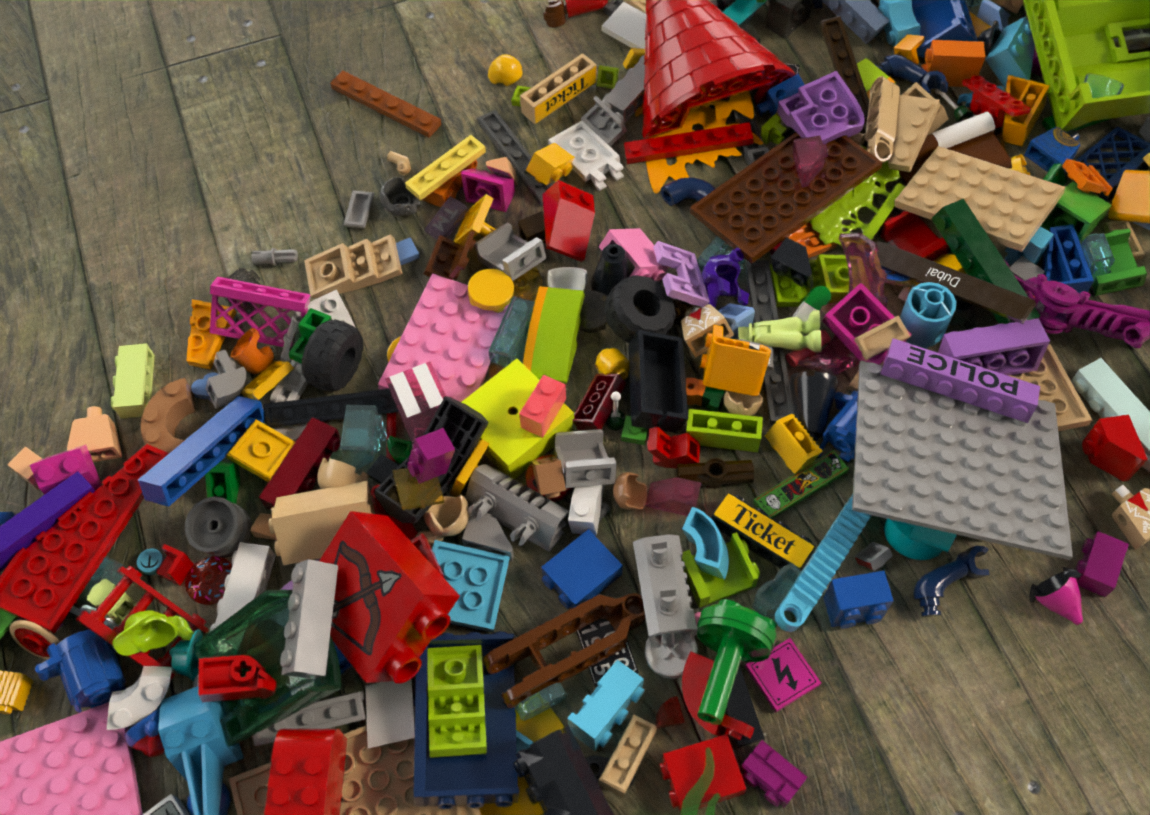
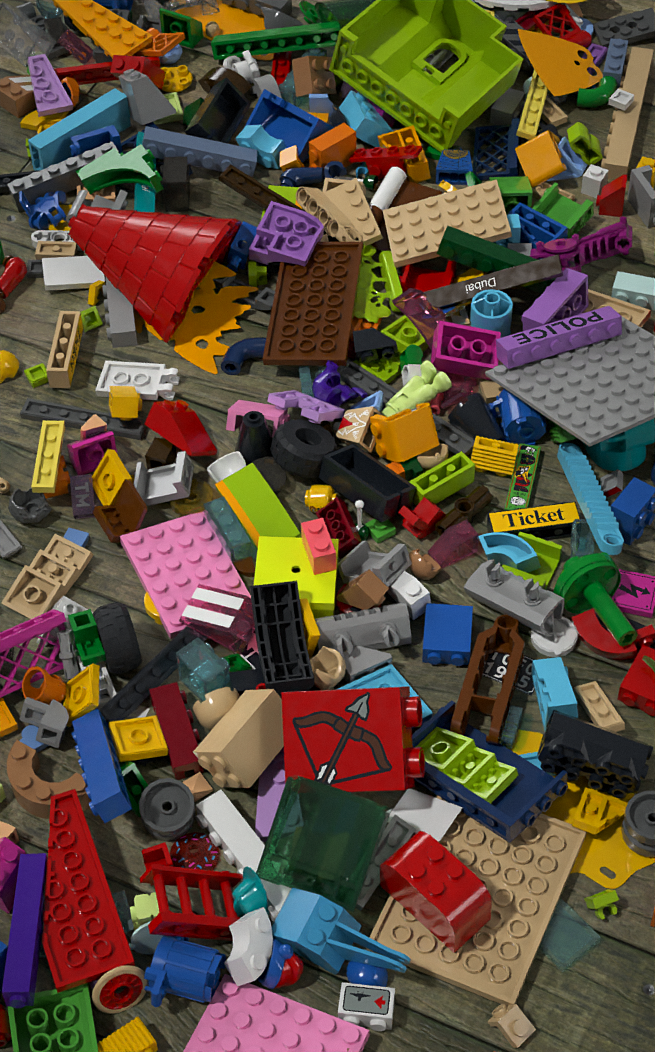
camera: 45 degrees left, 10 degrees down
(150, 561) = (131, 880): medium azure tile -> none
(150, 631) = (215, 892): lime hair -> none
(222, 680) = (314, 863): red piece -> none
(309, 619) = (328, 780): light grey brick -> none
(414, 494) = (291, 660): clear yellow piece -> none
(430, 455) = (286, 626): magenta brick -> none
(490, 290) = (181, 512): yellow tile -> none
(605, 122) = (126, 347): light grey bracket -> none
(669, 714) = (594, 668): clear red tile -> none
(688, 143) = (203, 324): red plate -> none
(809, 157) = (312, 270): clear pink slope -> none
(880, 337) = (485, 347): tan tile -> none
(1086, 177) = (496, 168): orange plate -> none
(1098, 254) = (554, 208): clear light blue brick -> none
(1103, 86) = (458, 101): clear light blue helmet -> none

